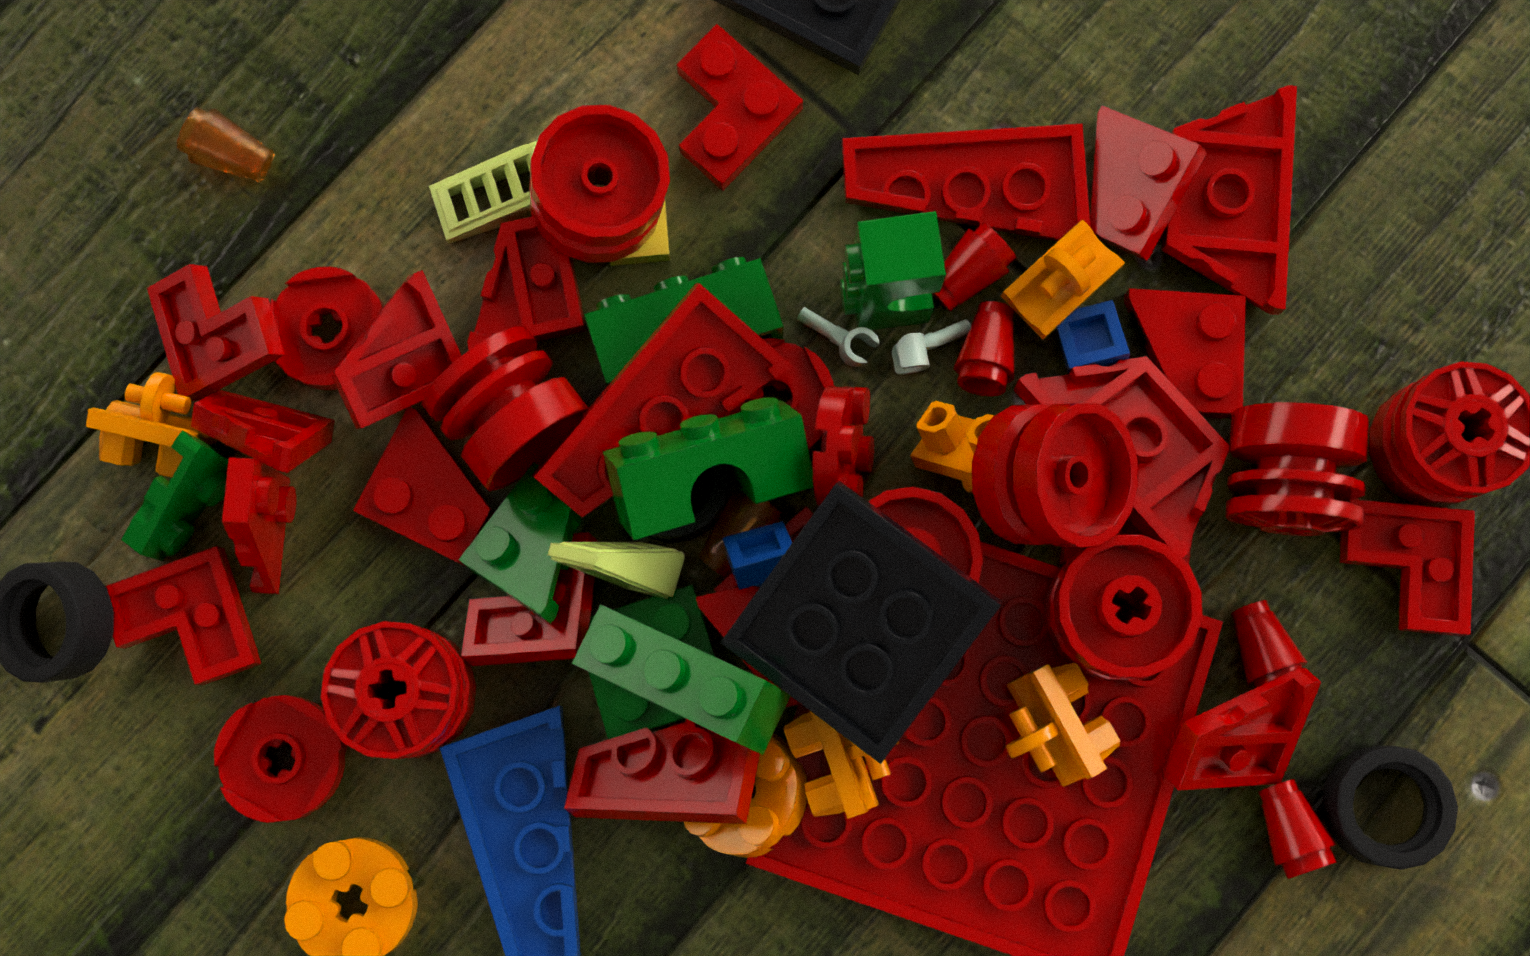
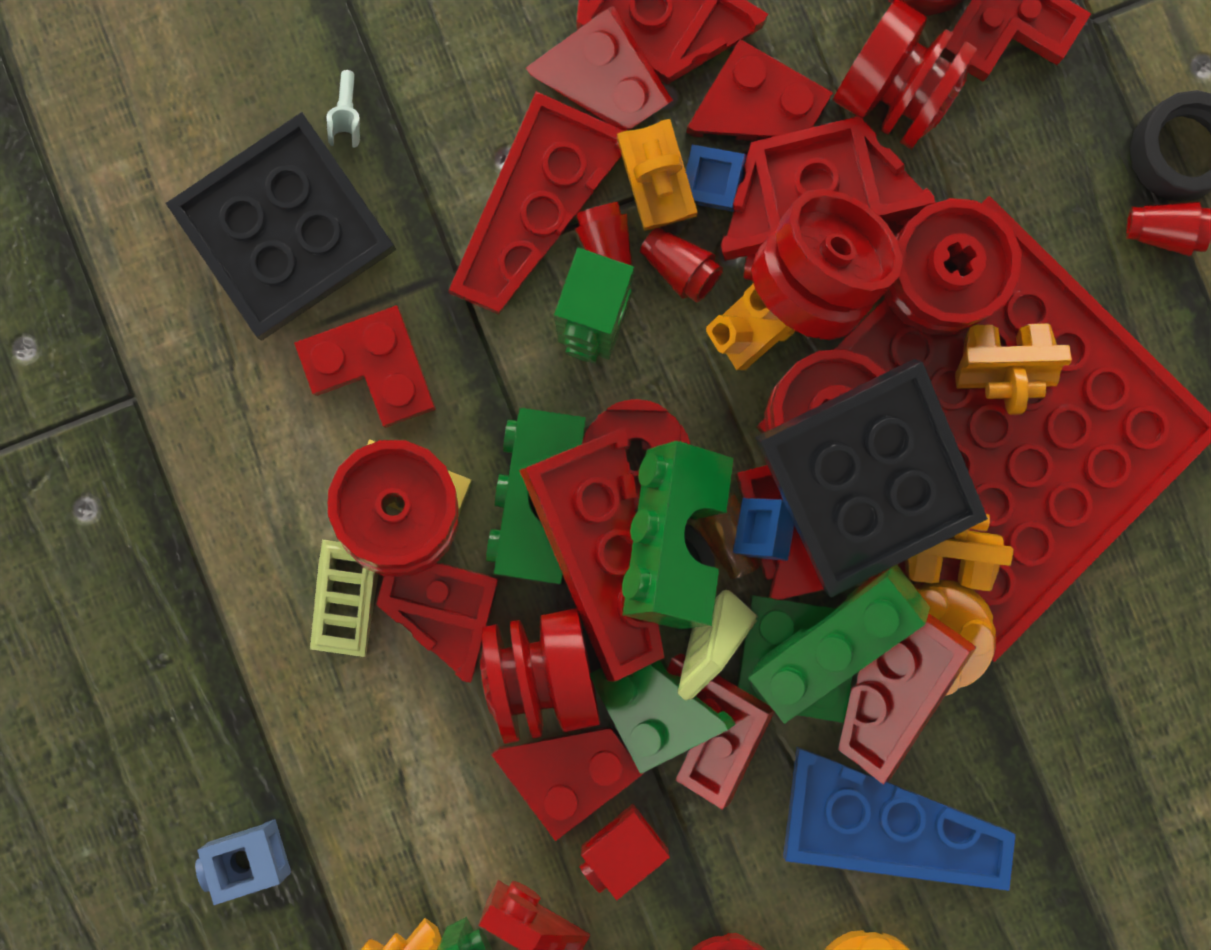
camera: 70 degrees left, 5 degrees up
(176, 205) = (225, 879): none -> medium blue brick
(208, 345) = (355, 902): red plate -> none
(222, 145) = (187, 805): clear orange cone -> none
(262, 429) = (454, 885): red wing -> none
(301, 308) = (362, 806): red plate -> none
(371, 580) = (622, 853): none -> red brick
(396, 355) = (449, 743): red wing -> none
(419, 722) = (714, 843): red wheel -> none
(839, 336) = (607, 376): light aqua hand -> none
(843, 445) = (709, 419): red plate -> none
(911, 350) = (650, 325): light aqua hand -> none
(1244, 738) = (1089, 226): red wing -> none
(1264, 644) = (1026, 173): red cone -> none

